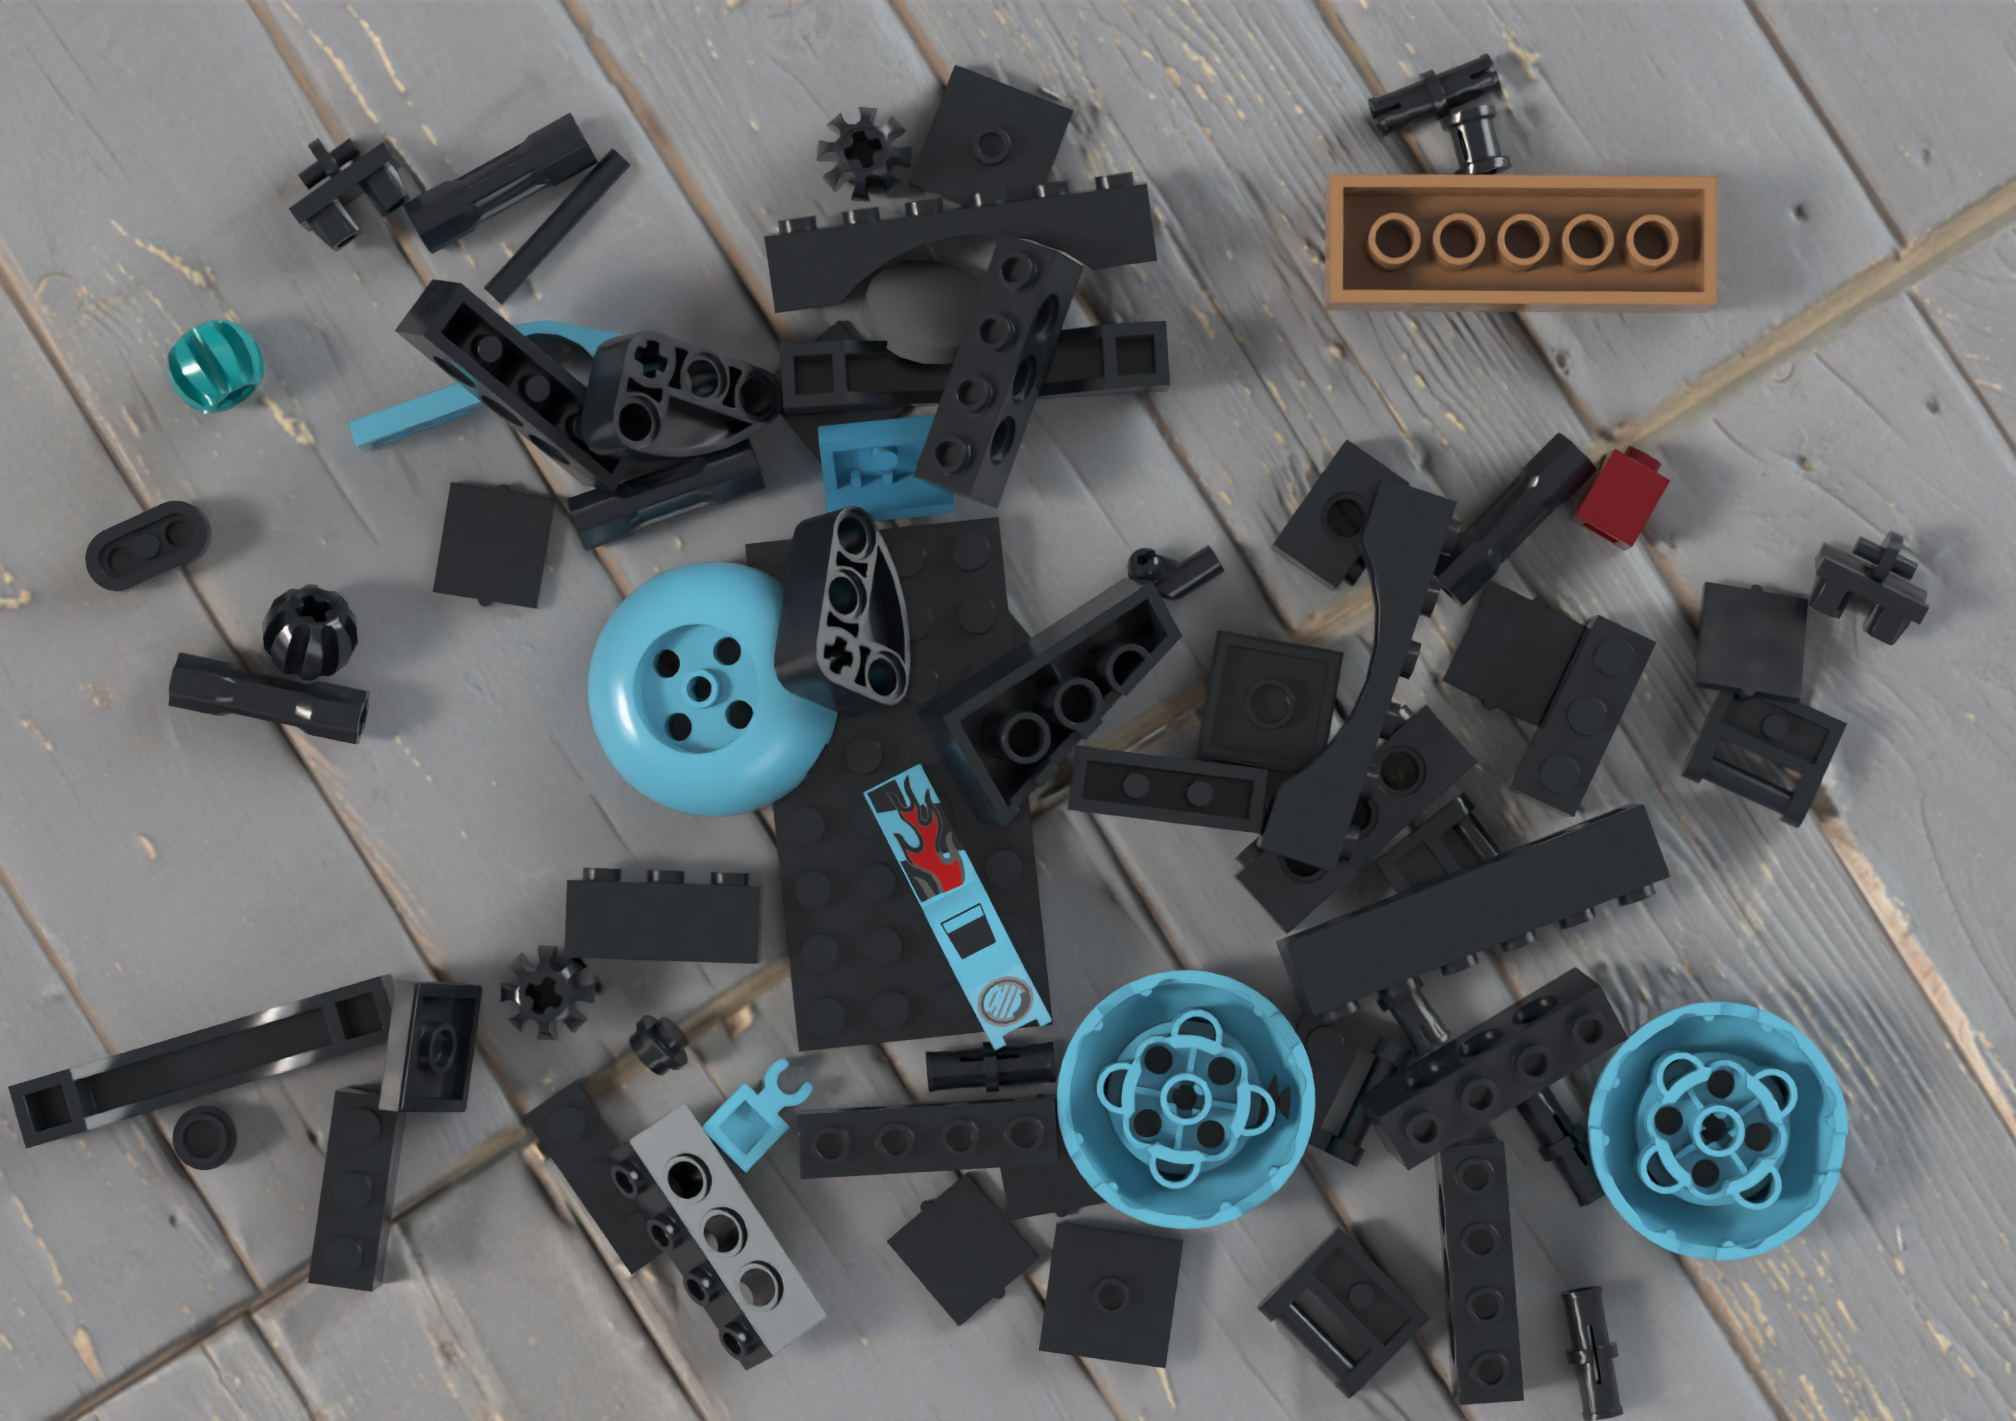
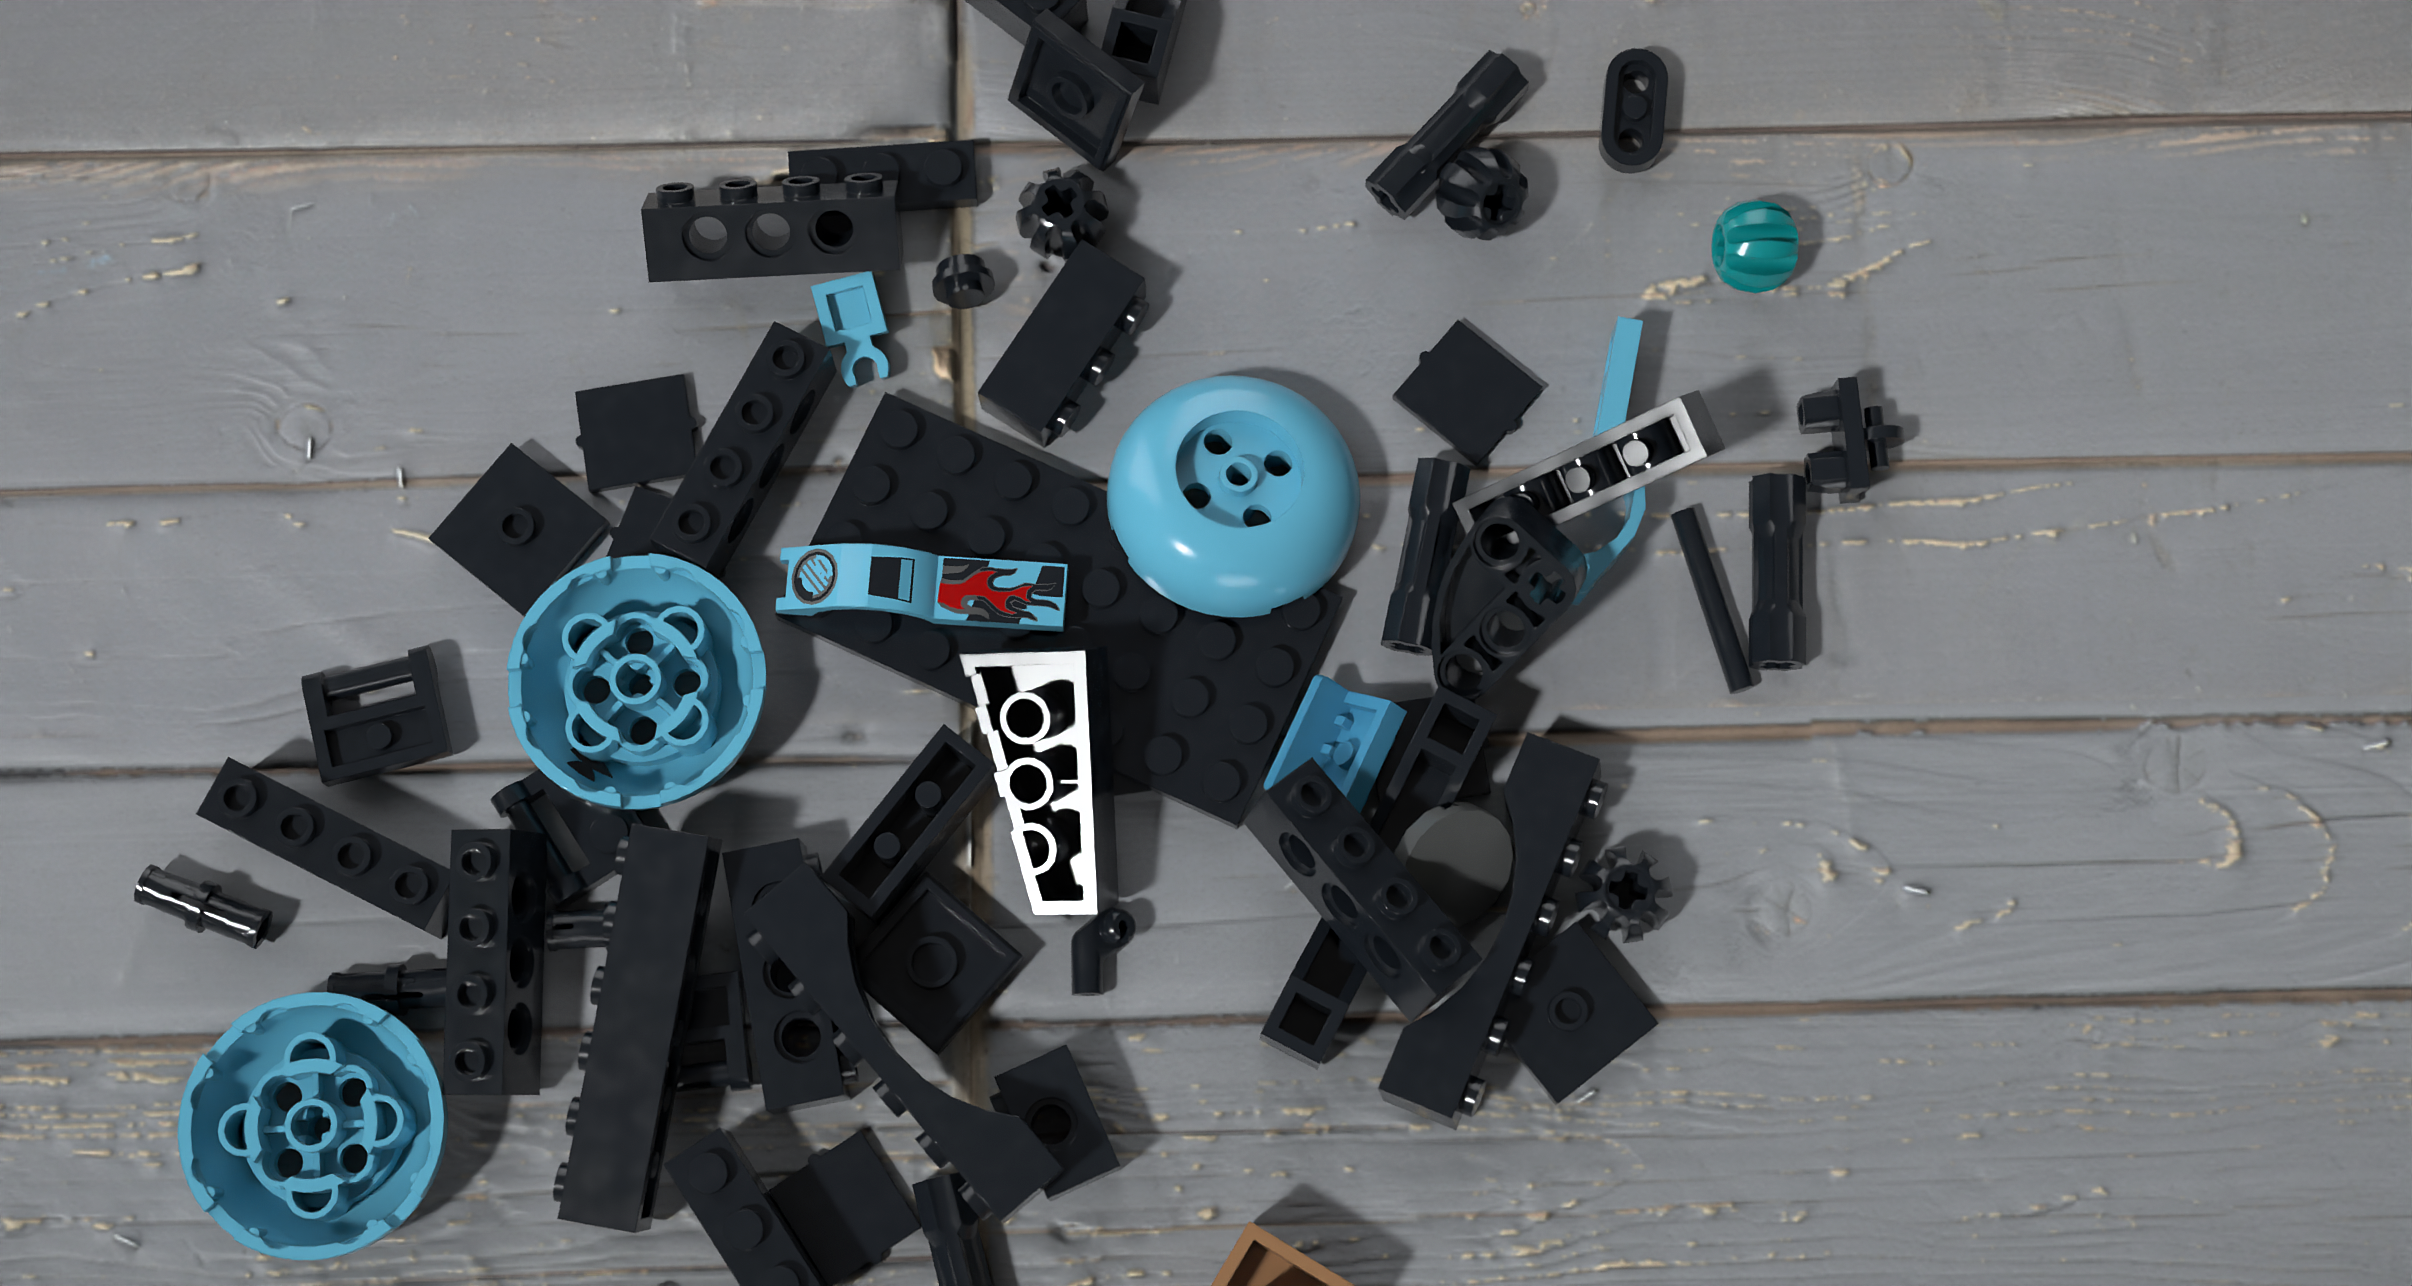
camera: 120 degrees right, 10 degrees down
(843, 616) = (1211, 643): black beam -> none
(990, 1067) = (776, 531): black pin -> none

